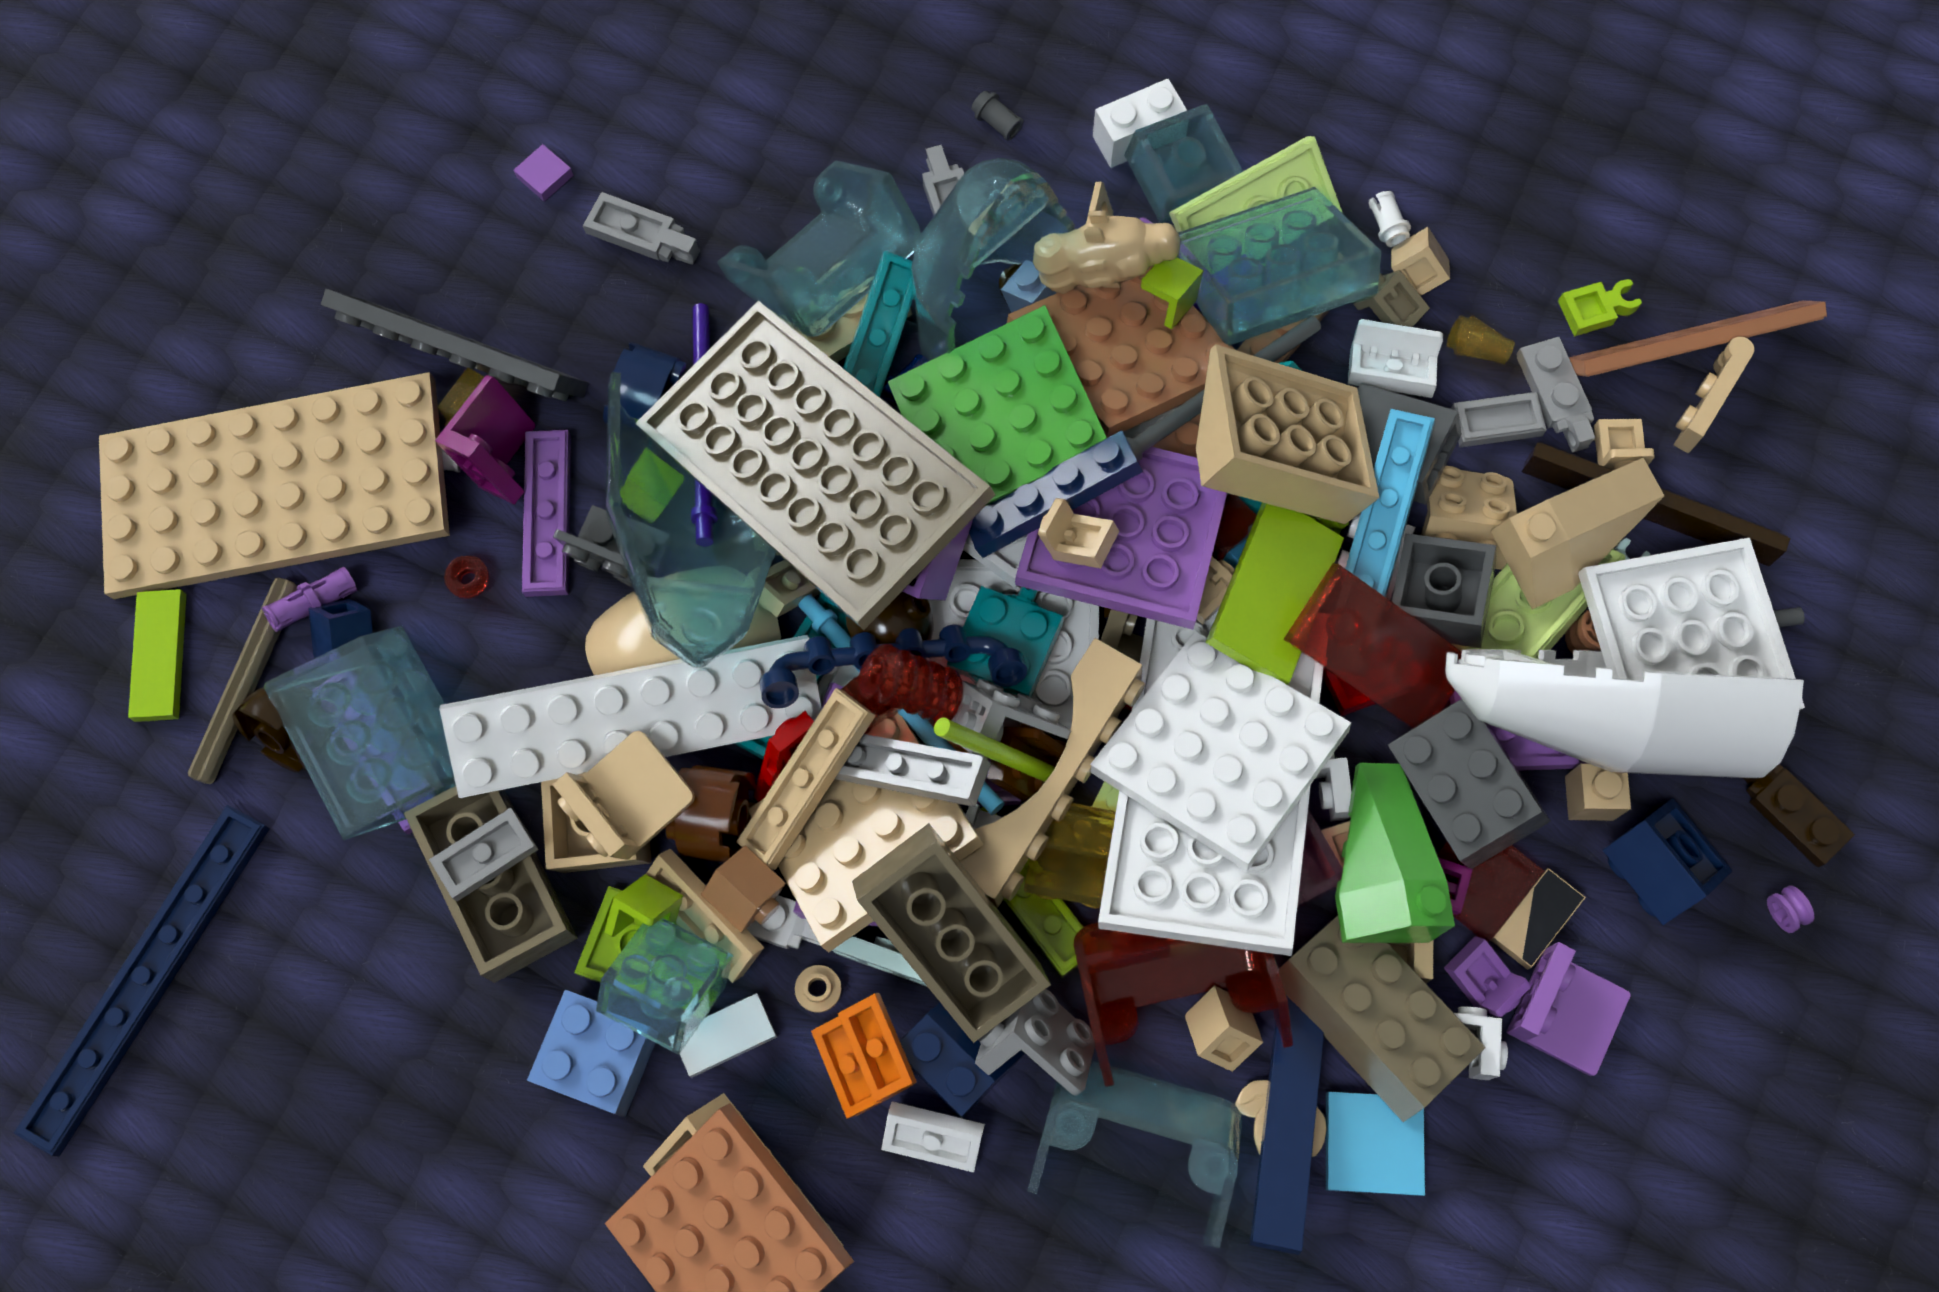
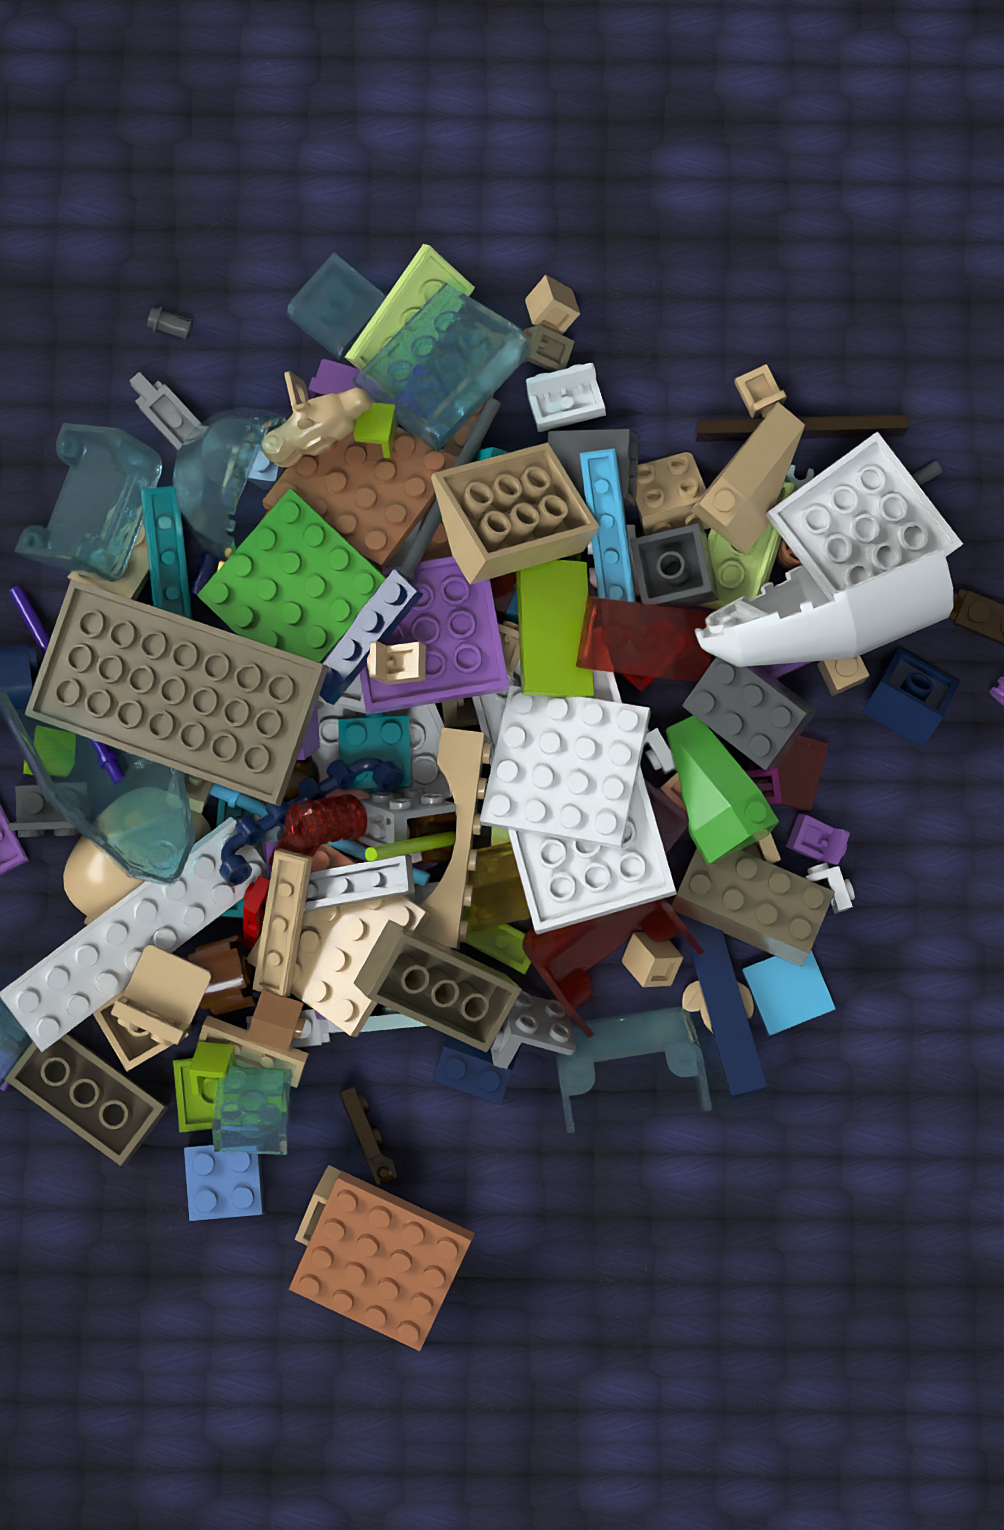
camera: 30 degrees left, 10 degrees up
(483, 854) = (80, 1082): light grey plate -> none
(727, 1035) = (311, 1123): white tile -> none
(788, 1084) = (368, 1137): none -> dark brown hinge
(825, 1001) = (366, 1071): tan plate -> none
(863, 1056) = (413, 1095): orange slope -> none
(932, 1136) = (485, 1126): white plate -> none
(1119, 119) = (283, 282): white brick -> none
(1389, 219) = (513, 278): white pin -> none
(1478, 340) = (621, 351): clear yellow cone -> none
(1500, 419) = (661, 408): light grey tile -> none
(1538, 919) = (837, 779): black tile -> none
(1559, 391) = (696, 365): light grey hinge -> none
(1569, 1011) = (883, 836): medium lavender bracket -> none
(1594, 308) = (697, 285): lime plate -> none
(1698, 337) = (782, 278): nougat tile -> none
(1713, 392) = (811, 316): tan plate -> none

